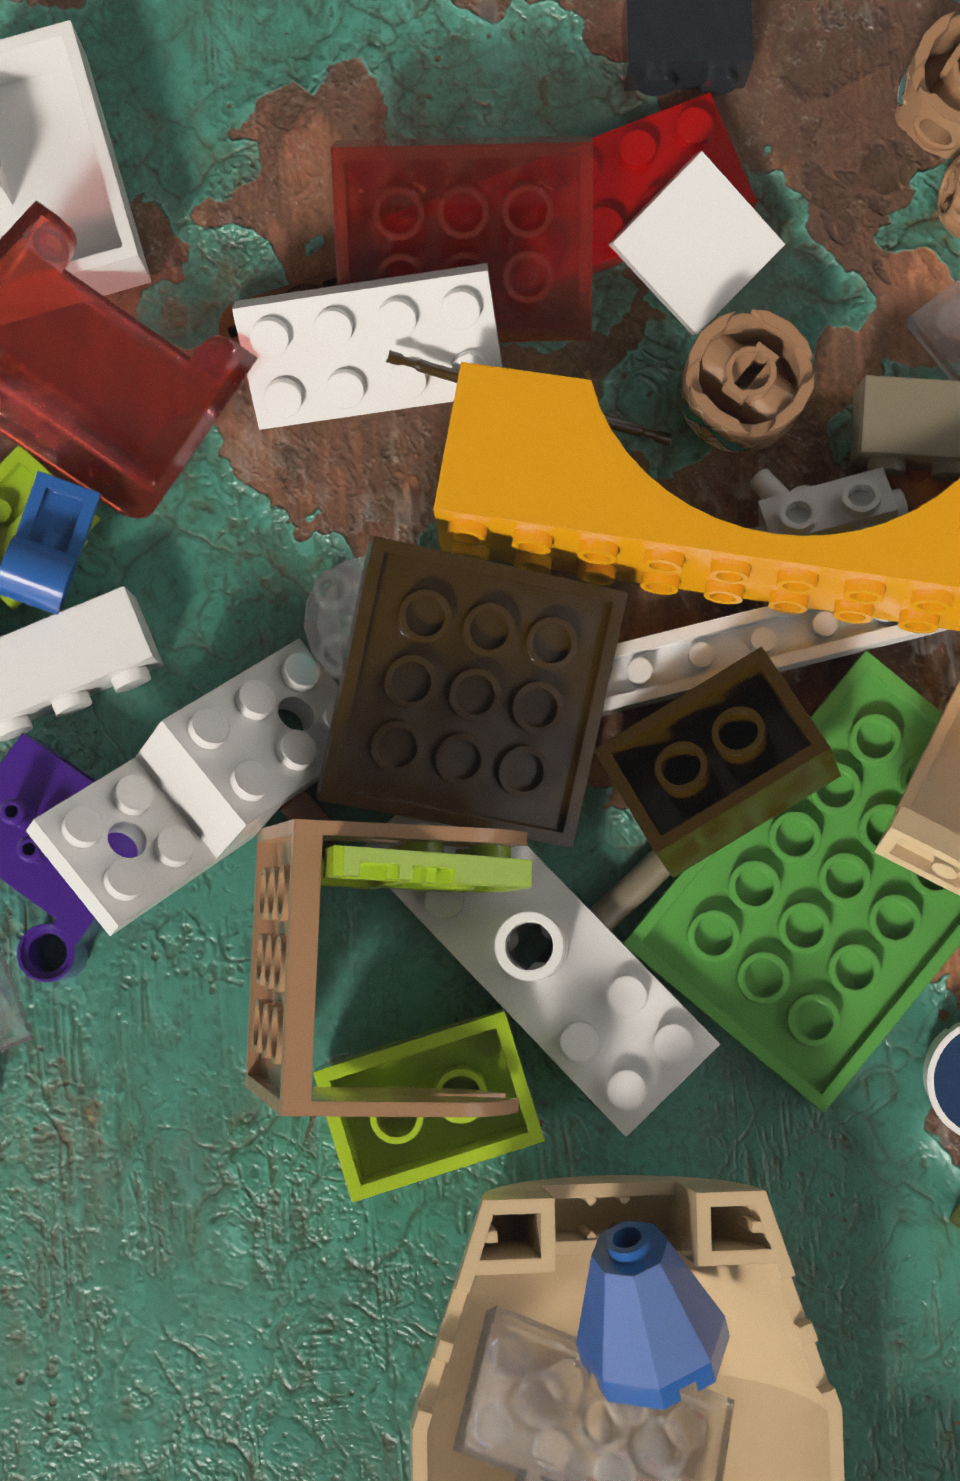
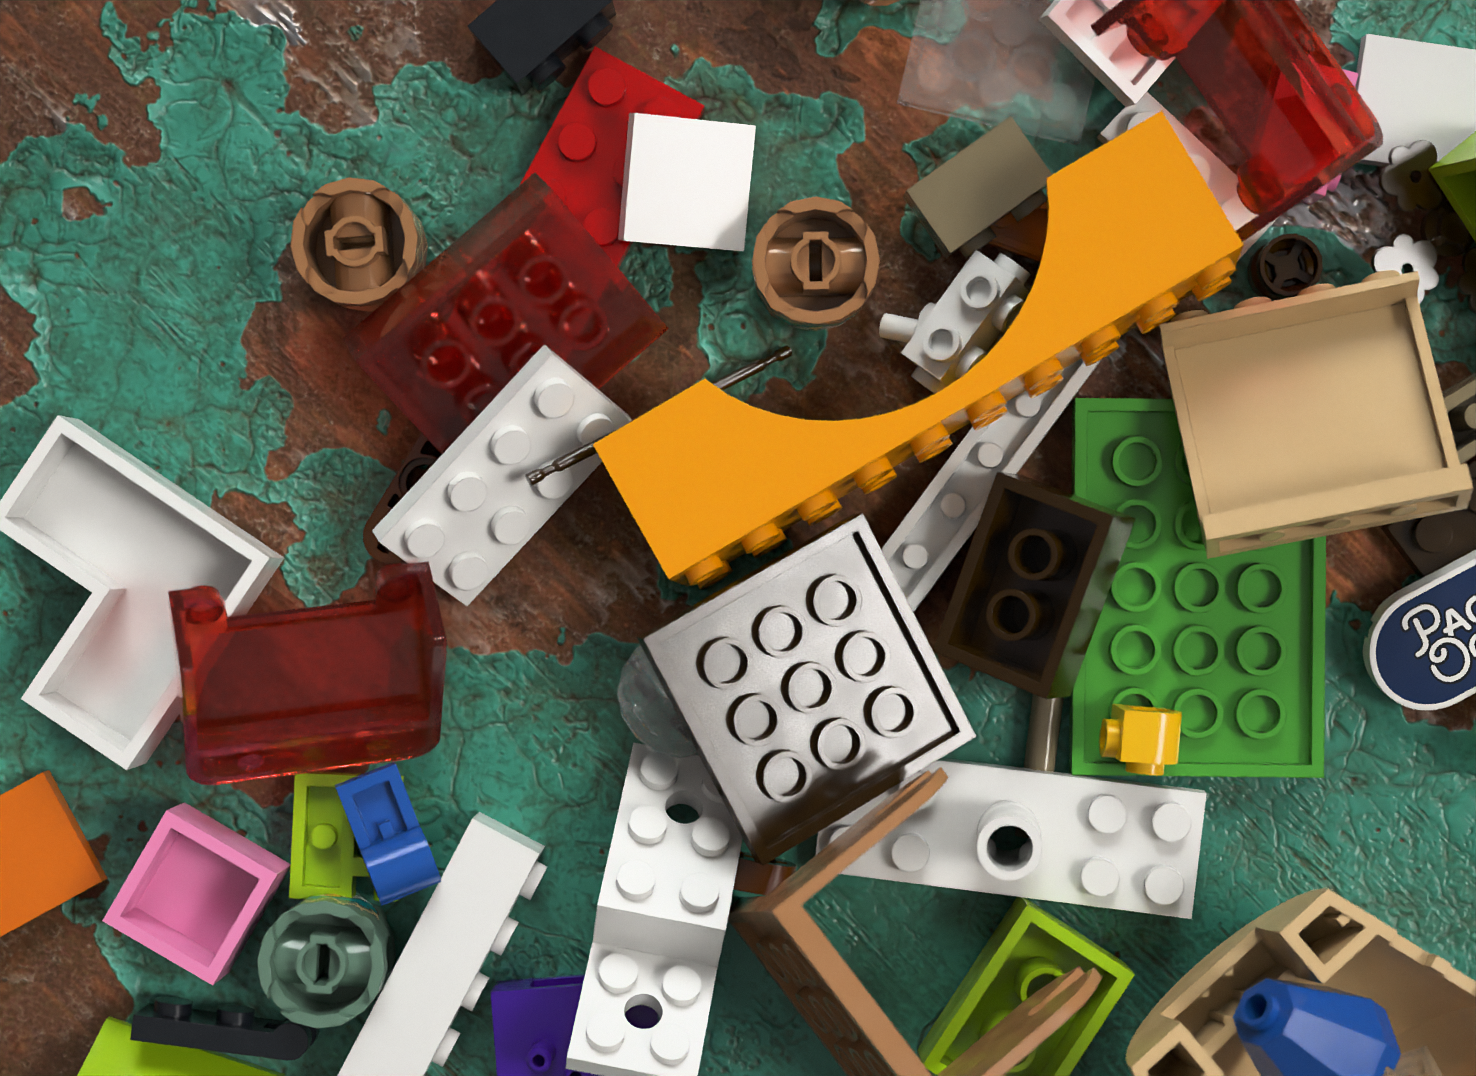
camera: 35 degrees left, 5 degrees up
(406, 80) = (357, 243): none -> medium nougat brick
(426, 868) = (871, 873): lime wing -> none
(705, 956) = (1141, 737): none -> yellow plate

